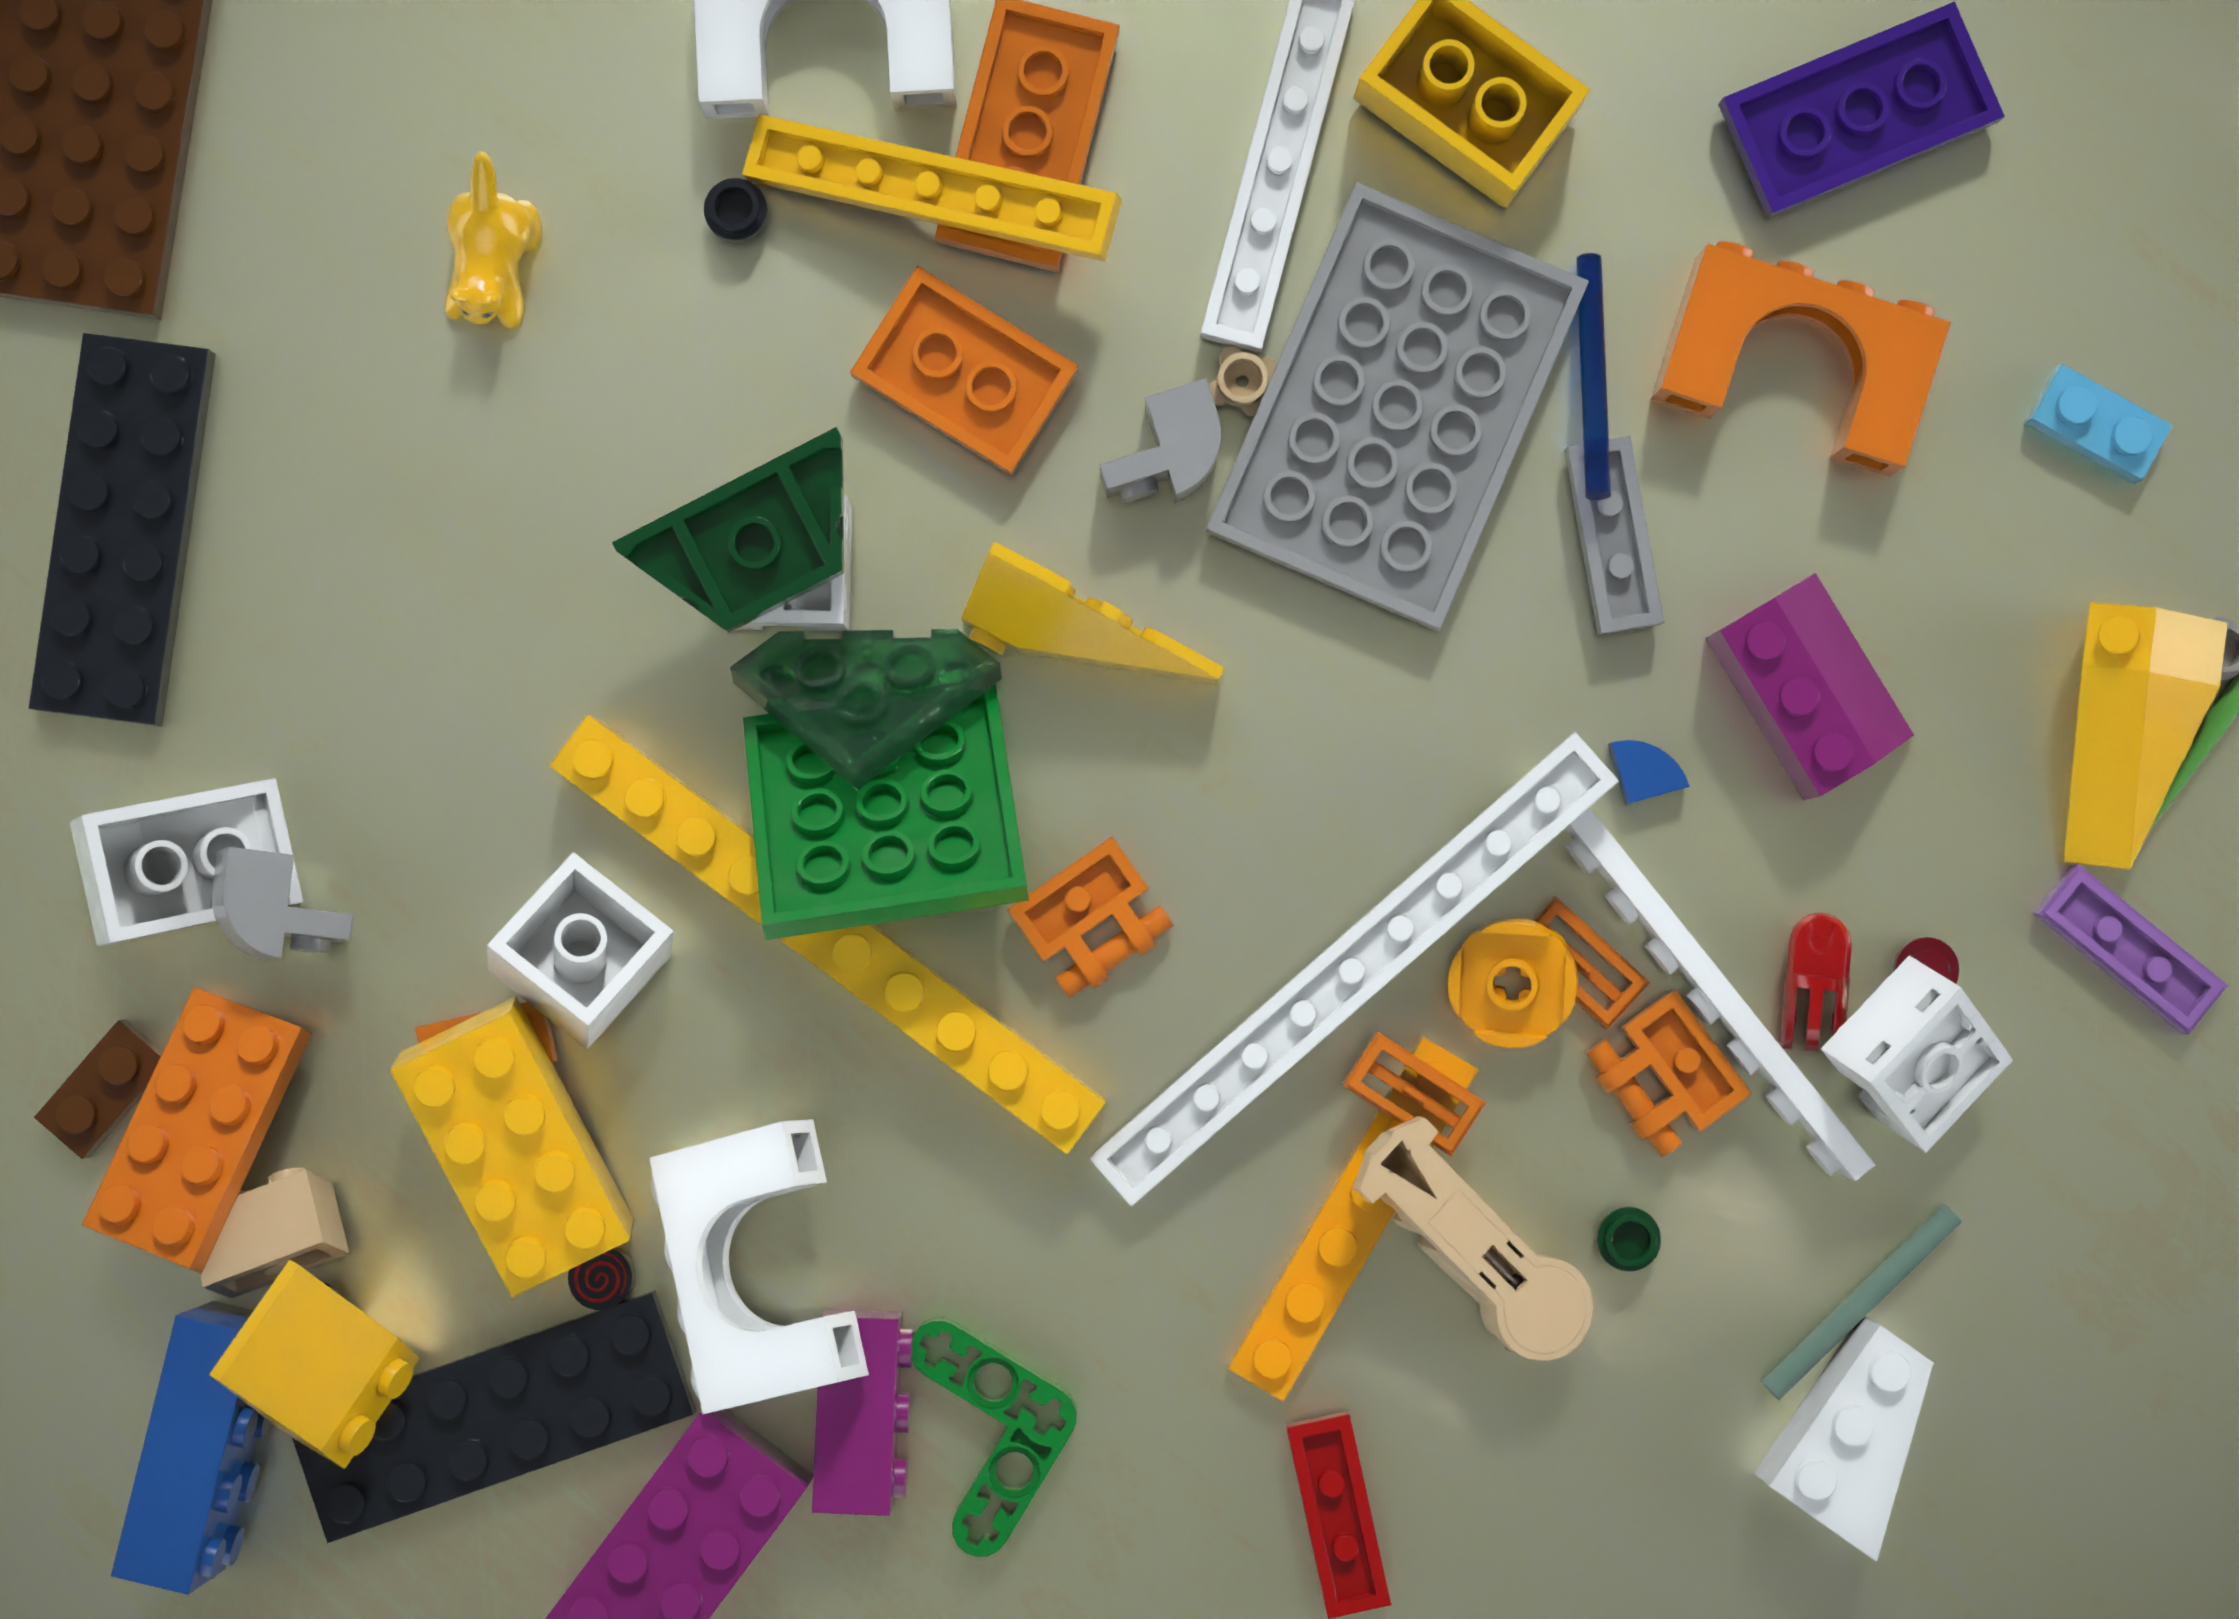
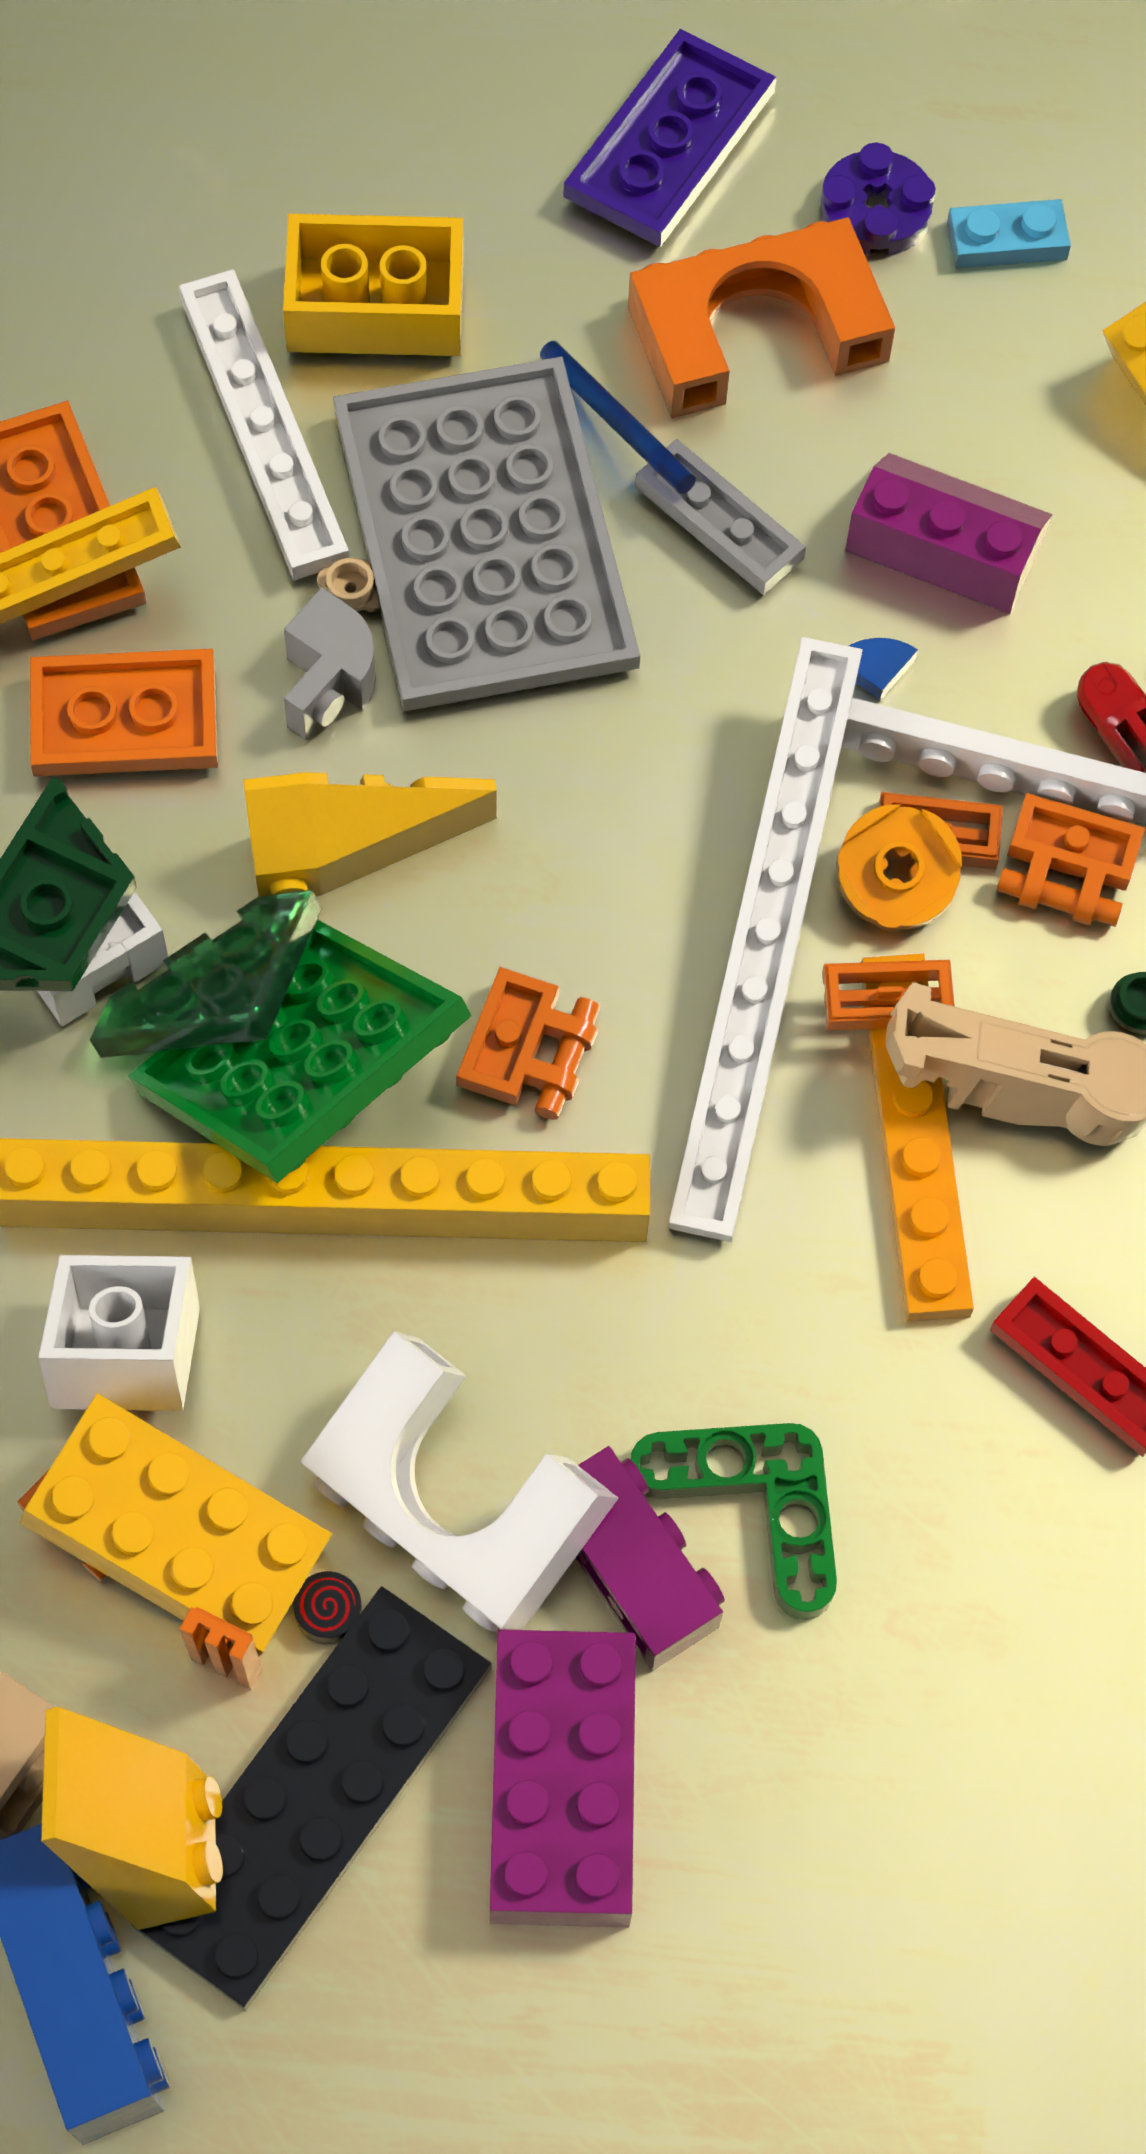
camera: 35 degrees left, 20 degrees down
(478, 1272) = (211, 1637): none -> orange tile
(2023, 276) = (886, 175): none -> dark purple plate

